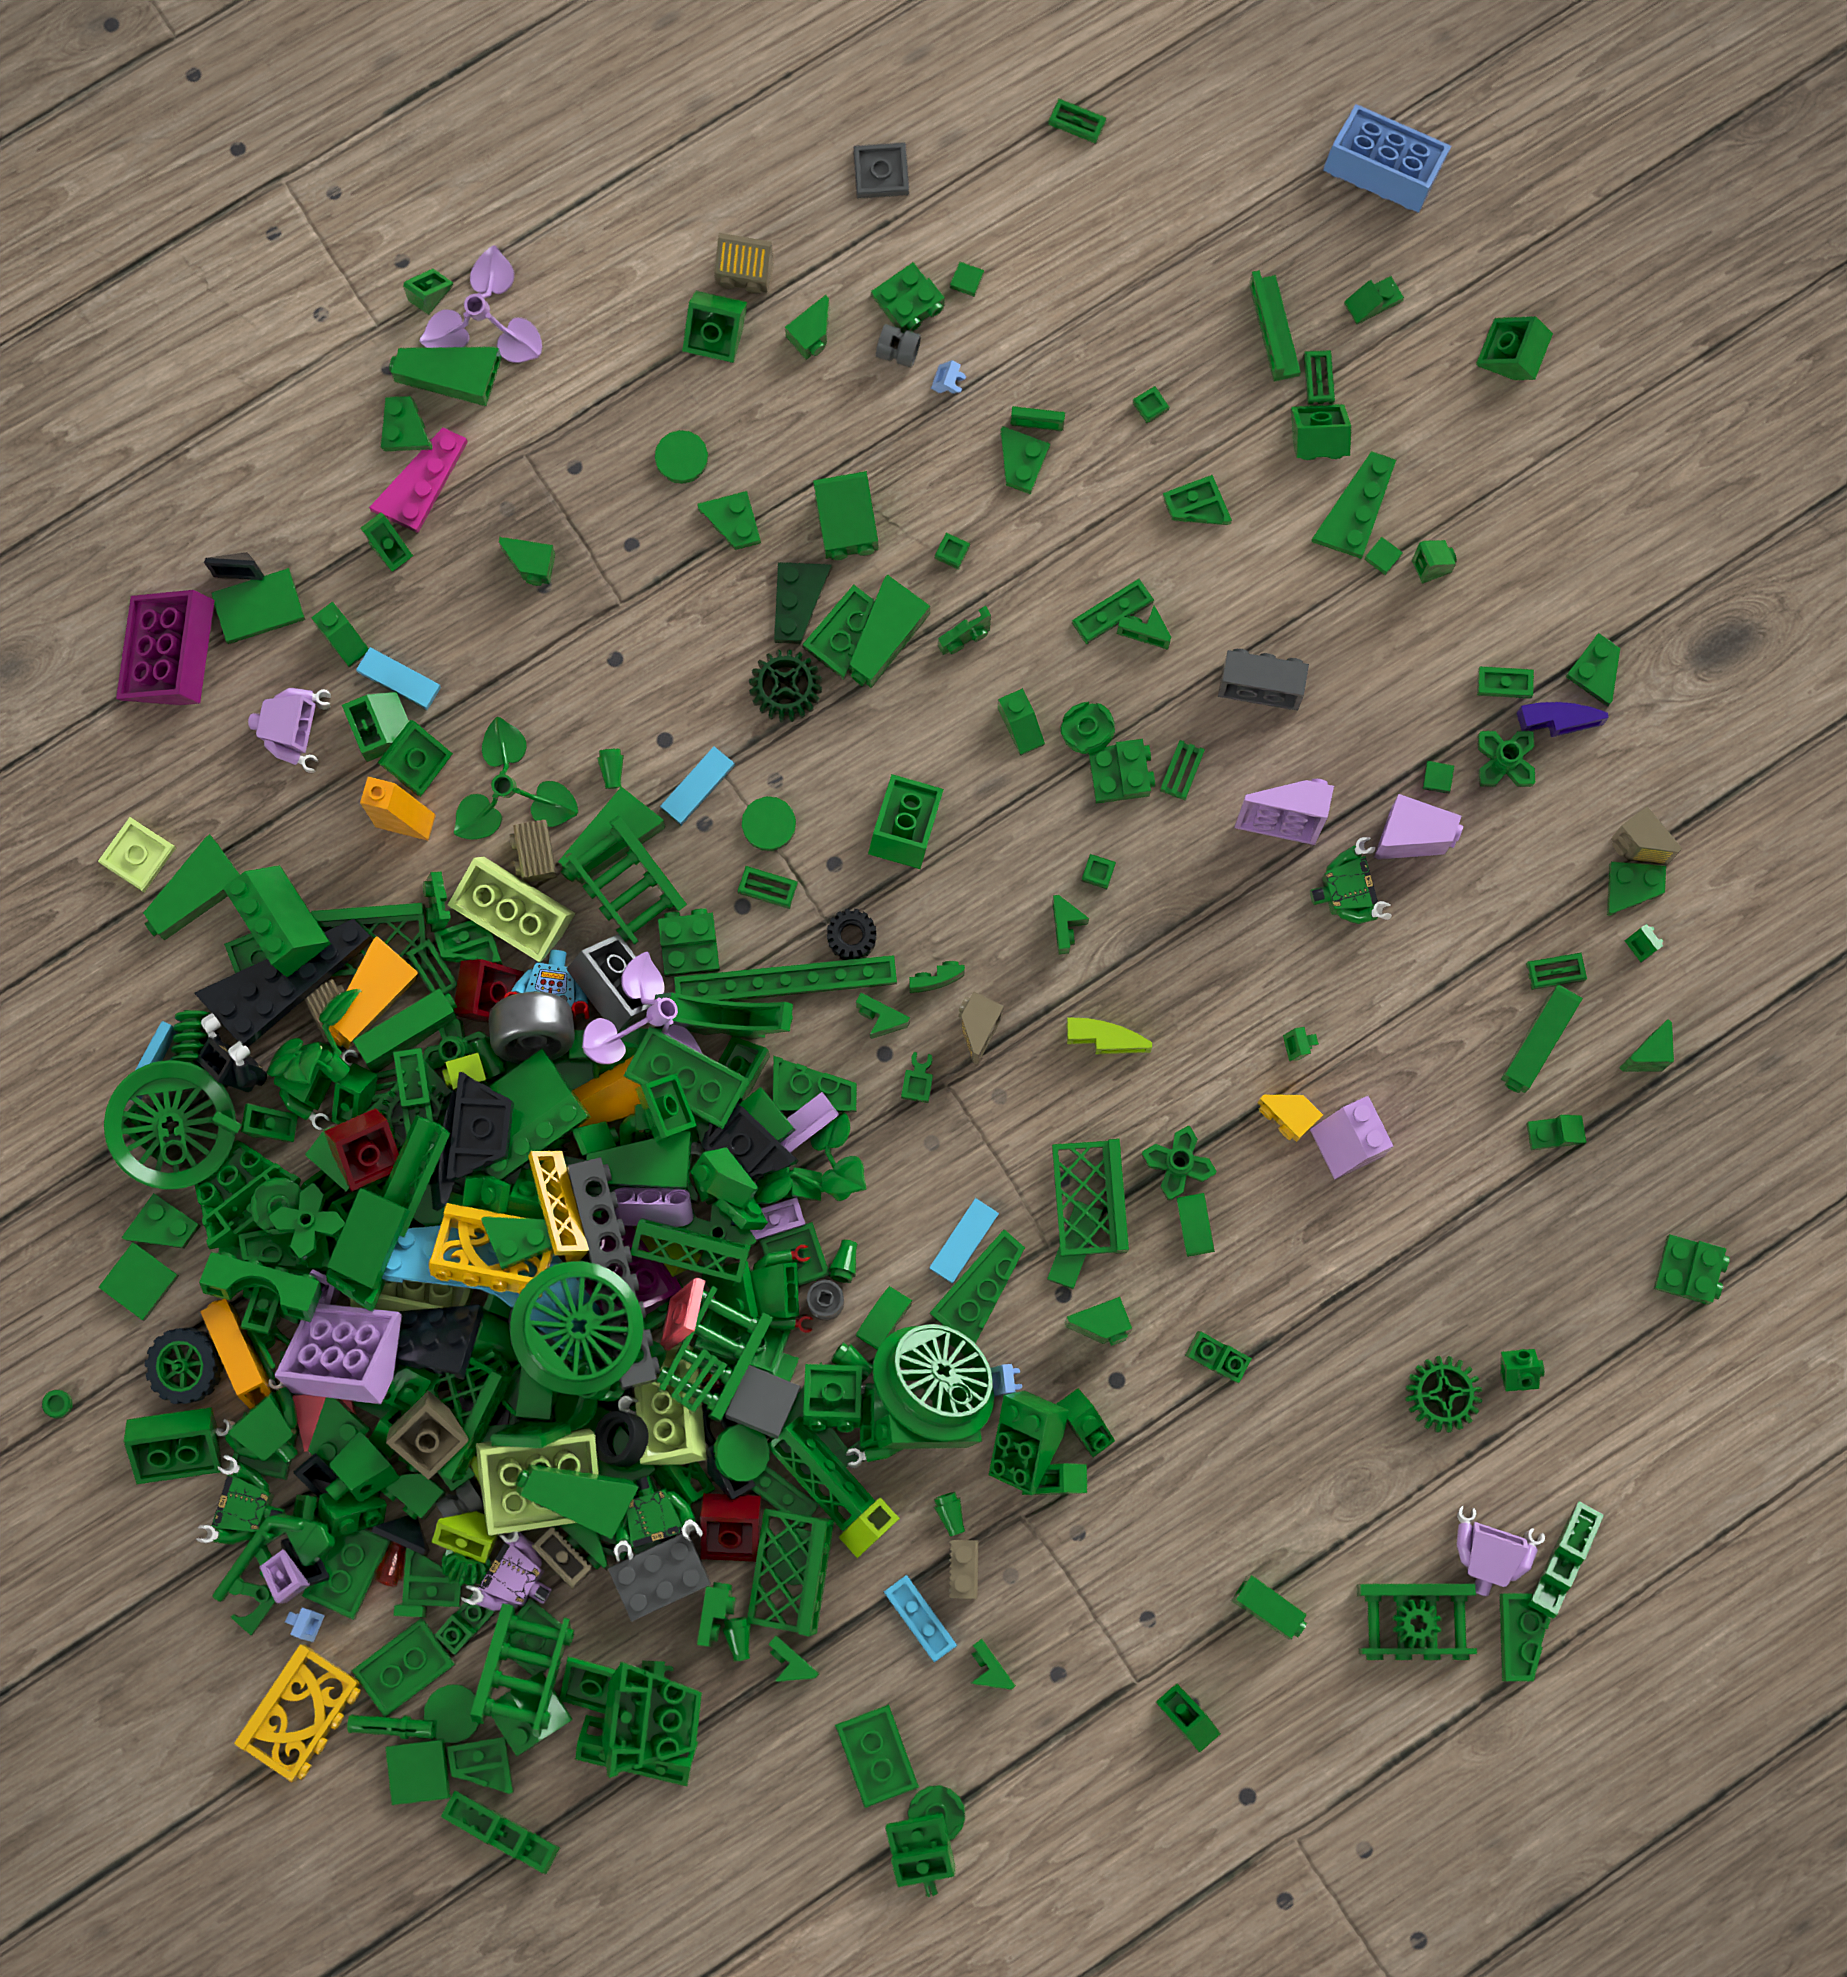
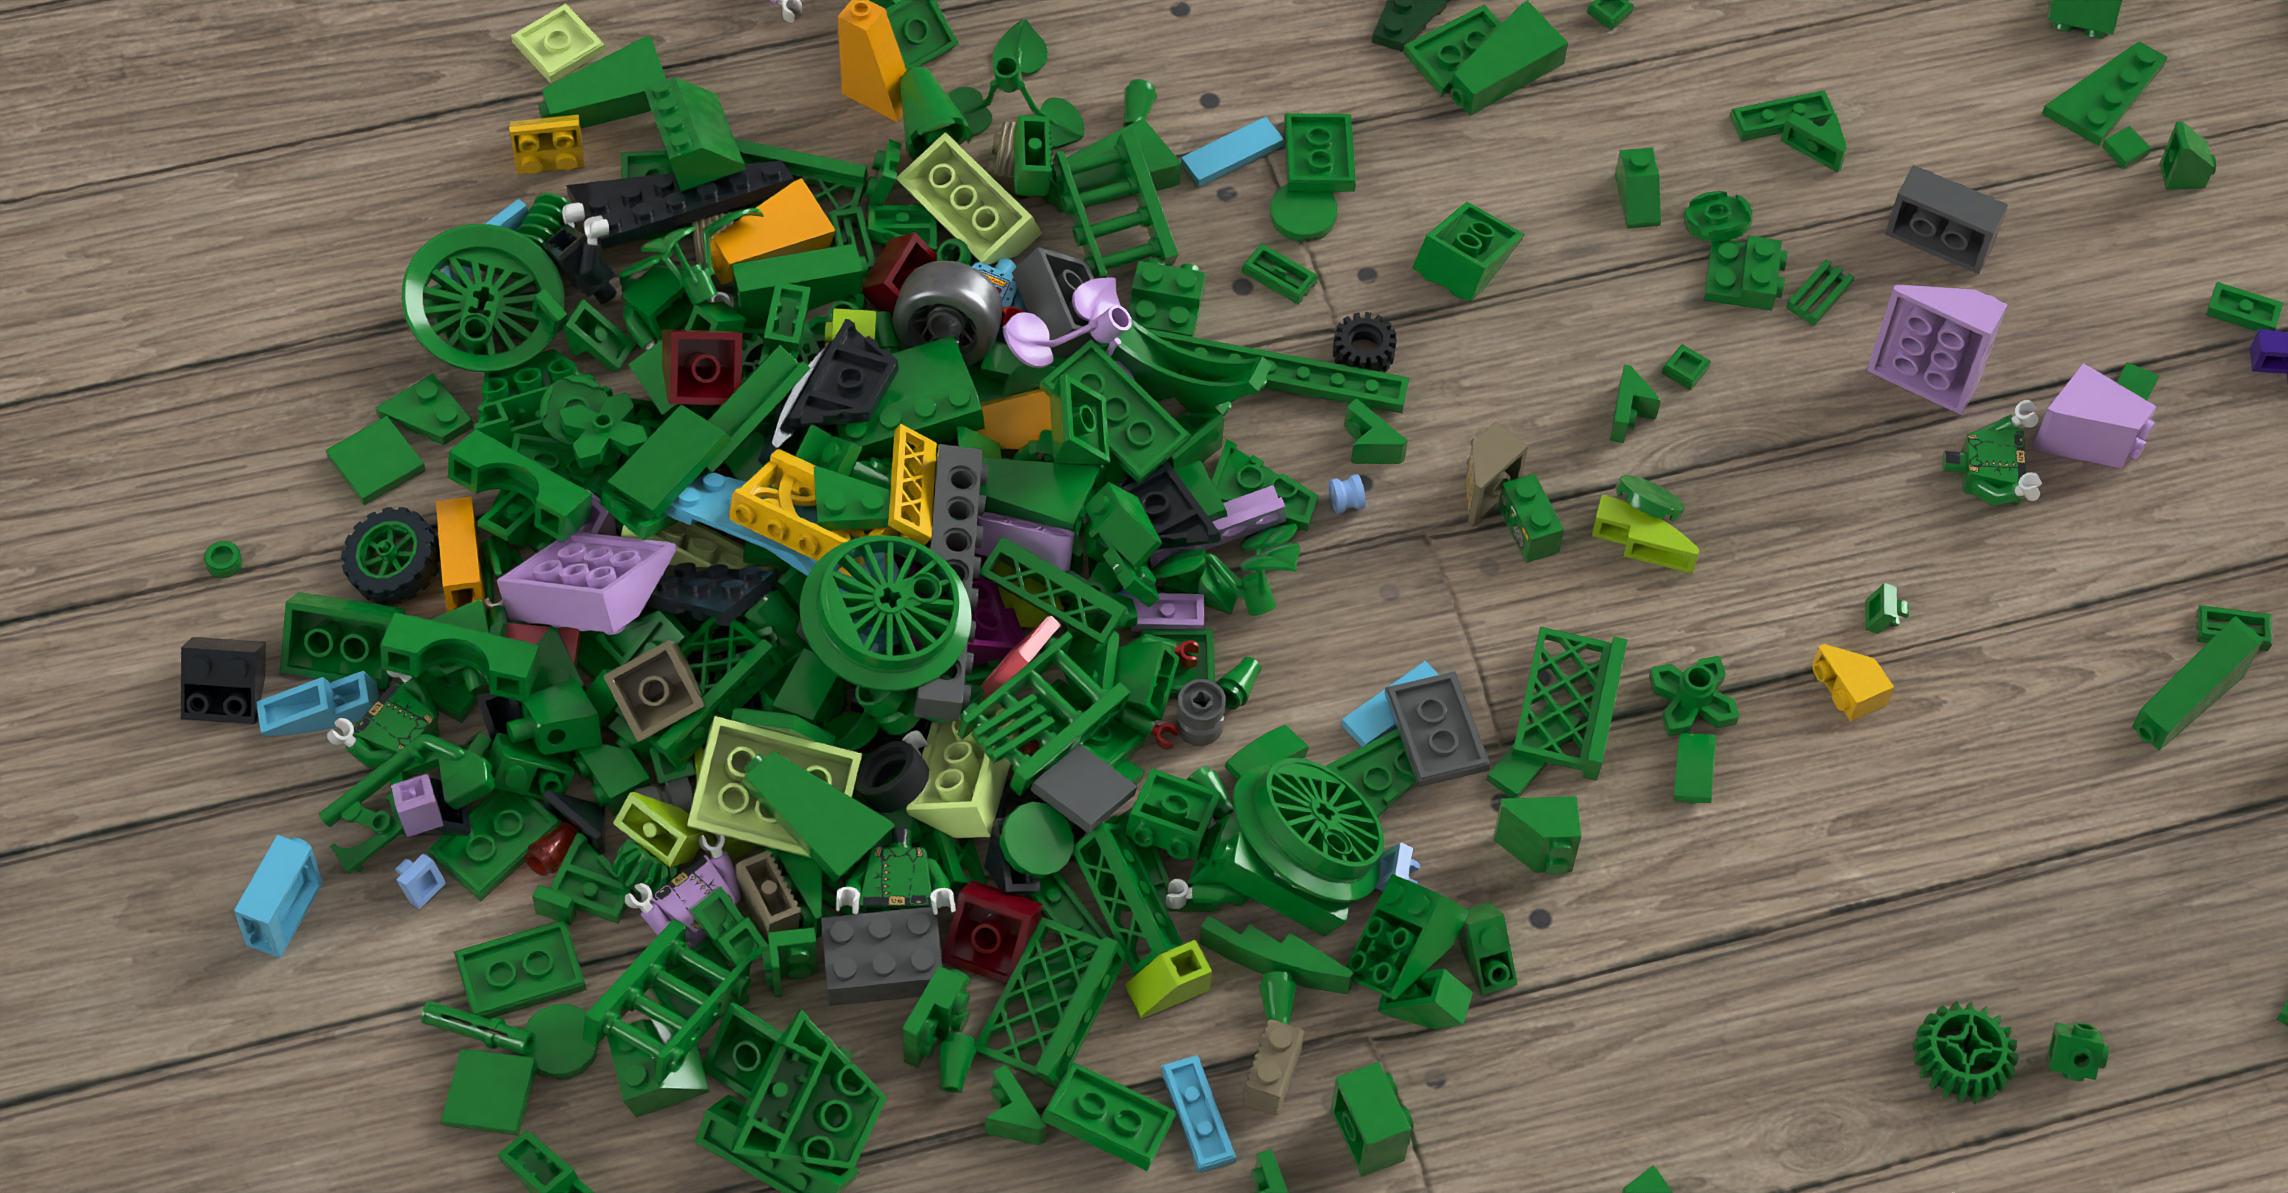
camera: 15 degrees right, 20 degrees down
(98, 1508) = (222, 679): none -> black slope
(164, 958) = (547, 144): none -> yellow slope
(177, 1506) = (317, 705): none -> medium azure slope
(211, 1675) = (278, 896): none -> medium azure window
(236, 1453) = (418, 644): none -> green arch
(259, 1724) = (382, 927): yellow fence -> none
(453, 838) = (928, 112): none -> green cone
(463, 1626) = (614, 945): green slope -> none
(482, 1763) = (575, 1108): green wing -> none
(517, 964) = (956, 251): none -> green cone
(543, 1595) = (727, 928): none -> green slope
(549, 860) = (1032, 155): none -> green brick
(596, 1600) = (791, 955): none -> green bracket
(765, 766) = (1319, 152): none -> green tile
(793, 677) = (1368, 88): dark green gear -> none
(860, 1647) = (1109, 1116): none -> green tile
(877, 1073) = (1346, 494): none -> light blue wheel
(918, 1083) = (1395, 518): green plate -> none
(946, 974) = (1464, 418): green slope -> none
(950, 1480) = (1266, 955): none -> green slope
(964, 632) = (1602, 81): green wing -> none
(1001, 1257) = (1437, 729): none -> dark grey tile
(1019, 1050) = (1530, 517): none -> green brick
(1044, 1591) = (1371, 1118): none -> green brick
(1103, 1006) = (1650, 497): none -> green tile
(1197, 503) = (1916, 36): green wing -> none
(1218, 1357) = (1680, 929): green slope -> none
(1352, 1138) = (1926, 721): lavender slope -> none
(1497, 750) = (2226, 383): green plant -> none
(1556, 1132) = (2191, 803): green slope -> none

